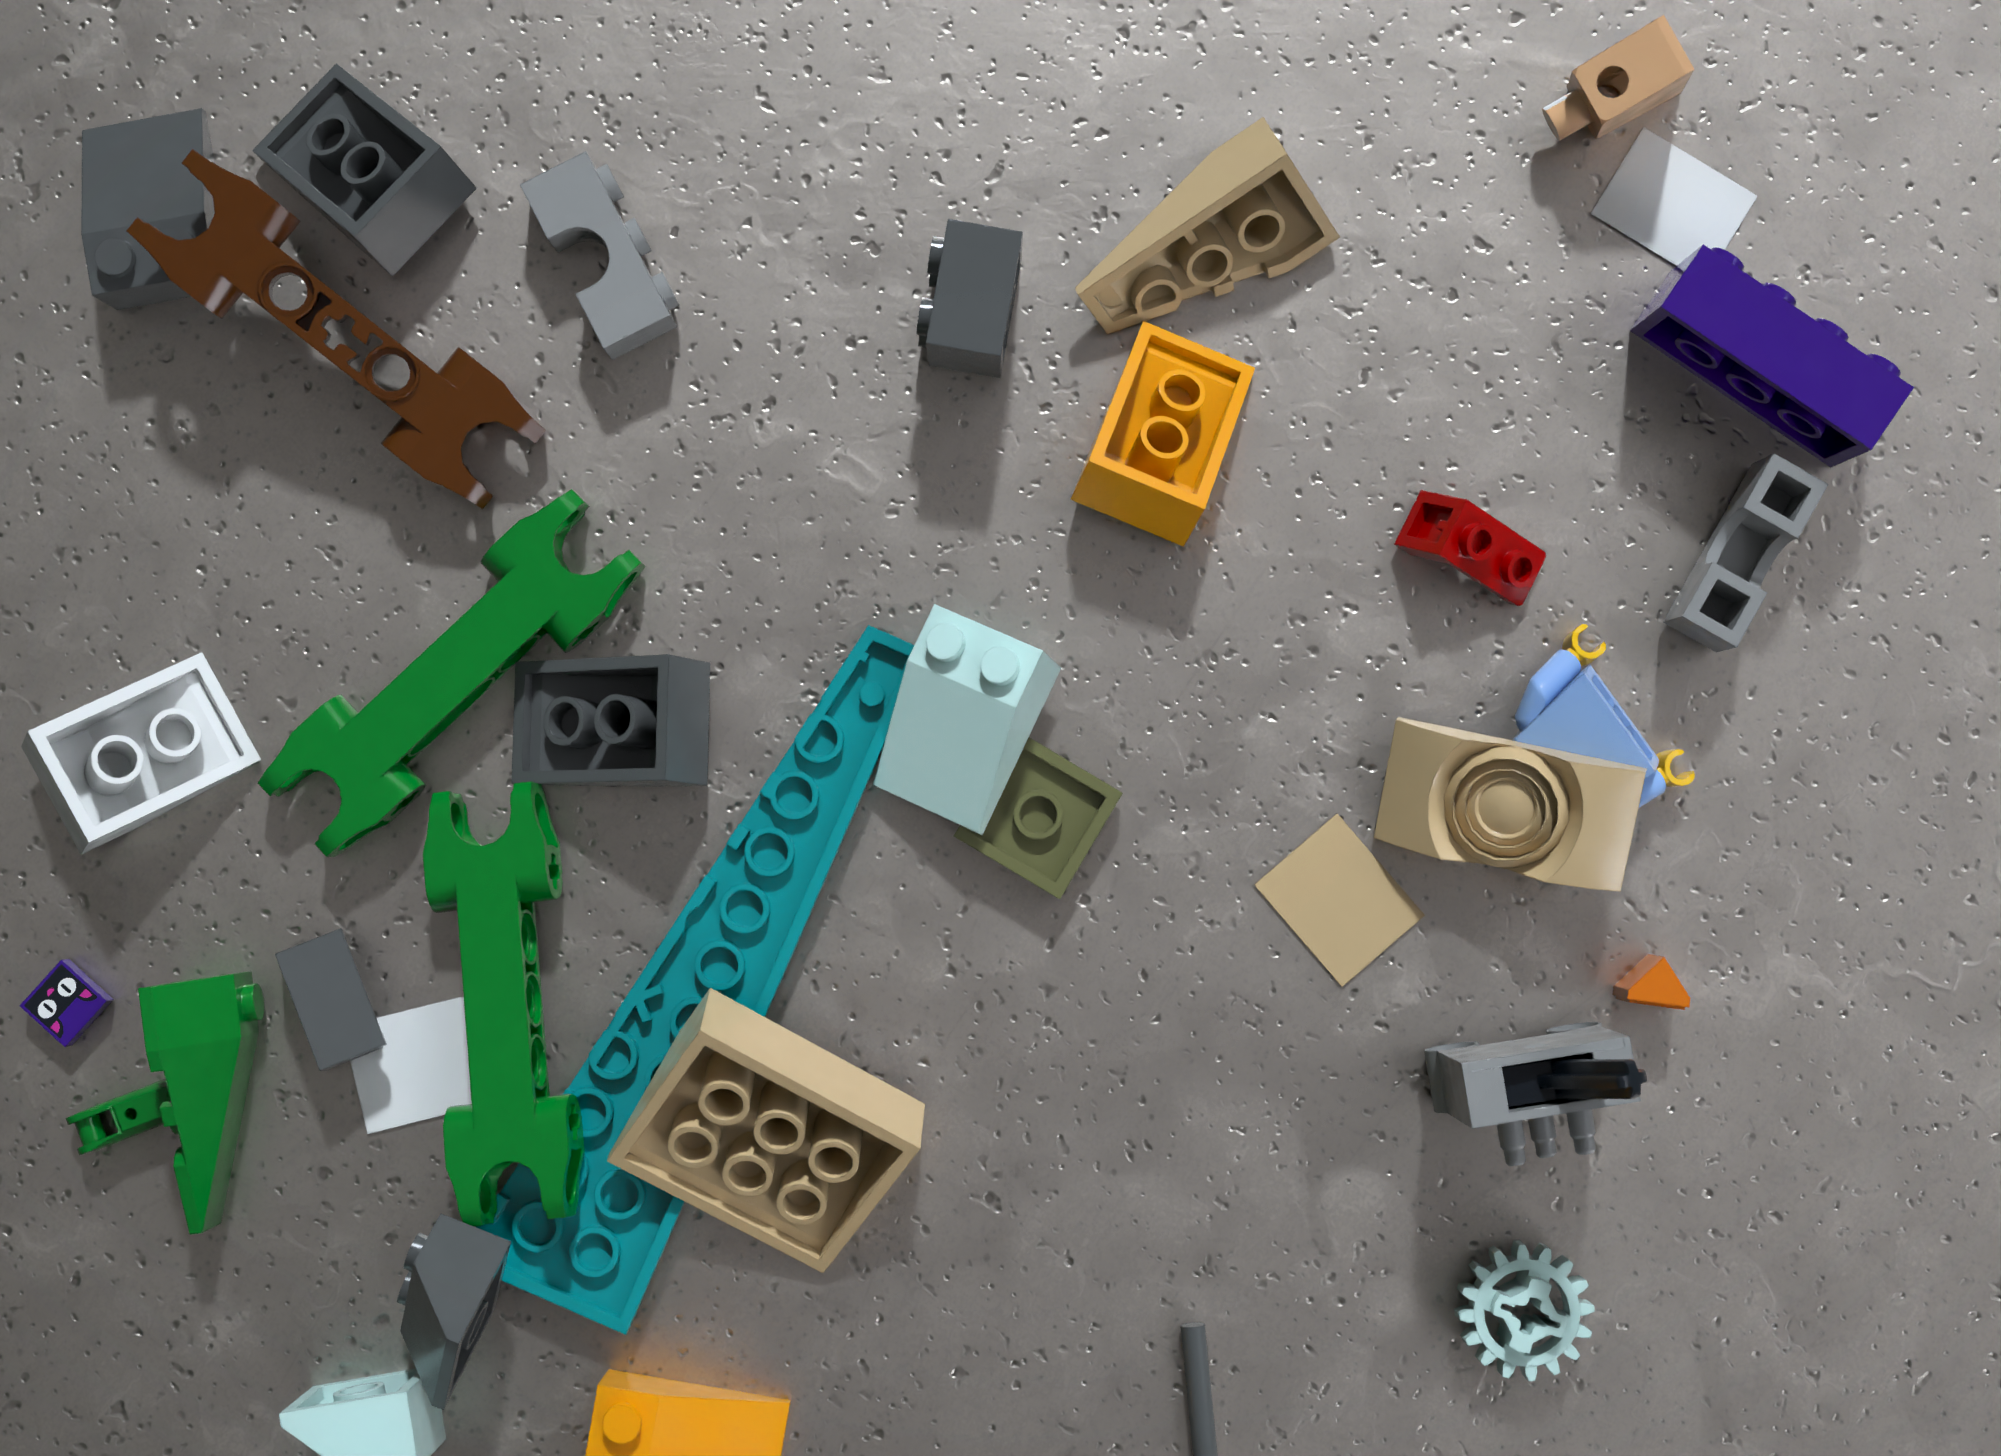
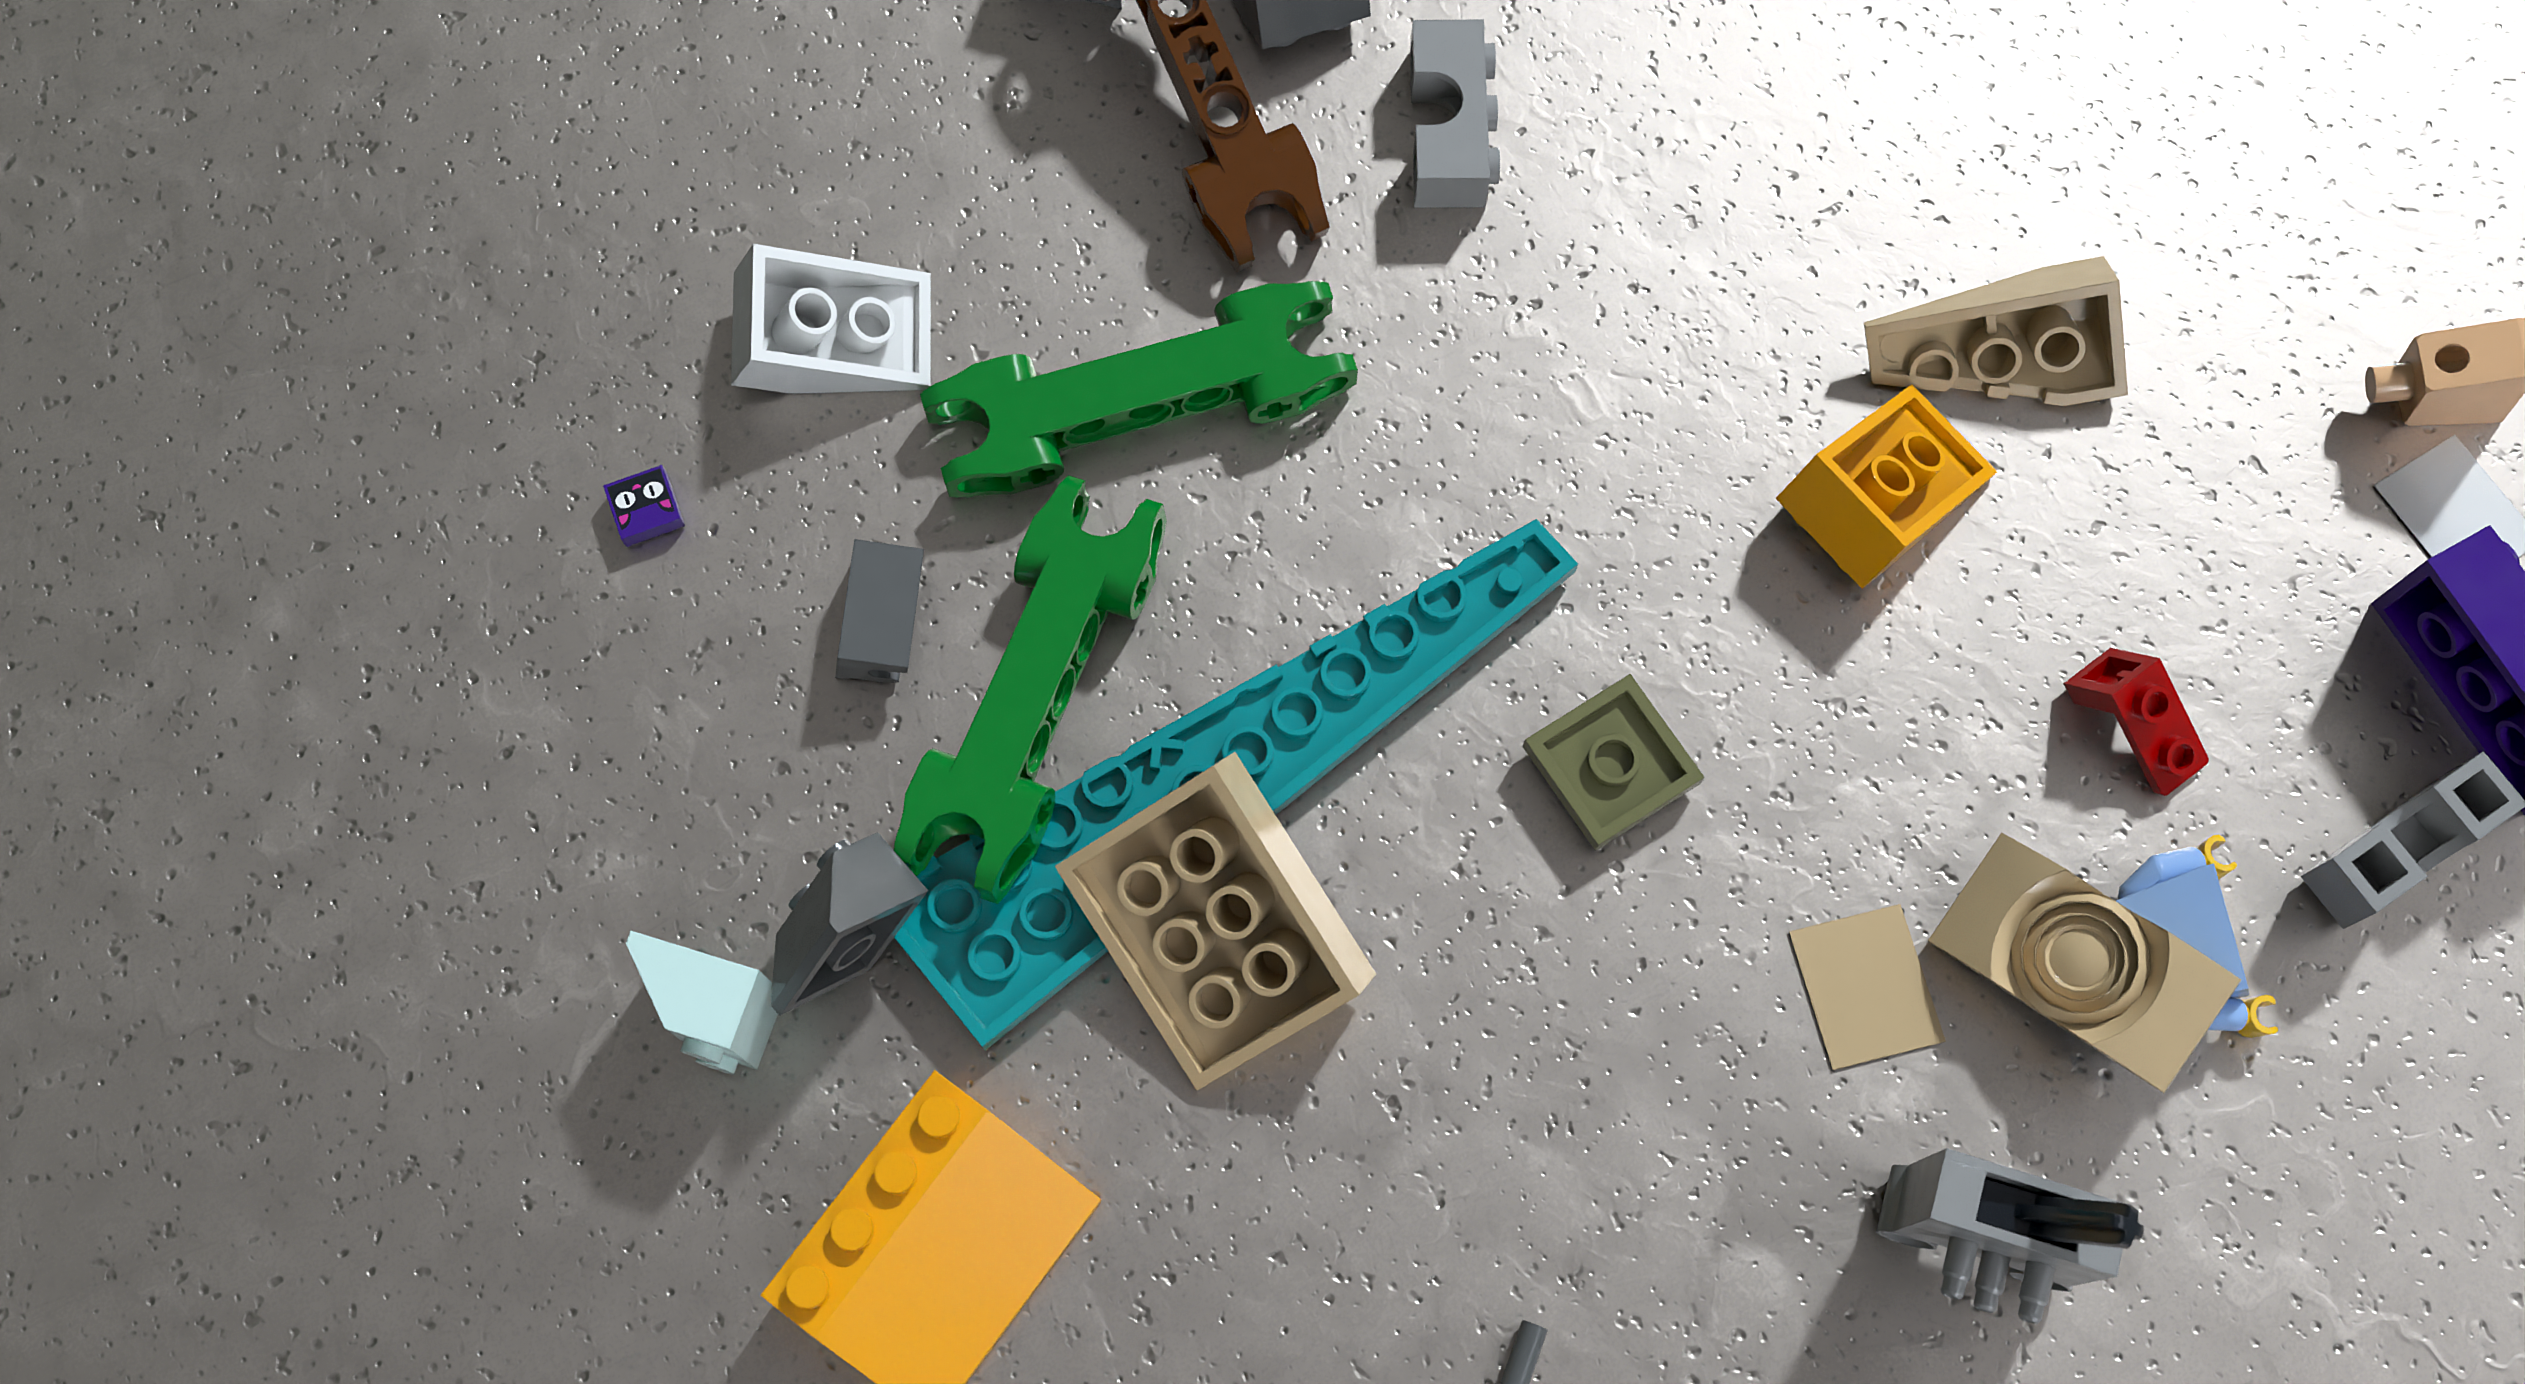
camera: 30 degrees right, 15 degrees down
(131, 1113) = (646, 626): green bar -> none
(206, 1045) = (748, 596): green wedge -> none
(418, 1069) = (920, 712): white sticker -> none
(612, 721) = (1263, 494): dark grey slope -> none
(962, 717) = (1588, 634): light aqua slope -> none
(973, 299) = (1767, 283): dark grey brick -> none
(1652, 984) = (2163, 1217): orange slope -> none

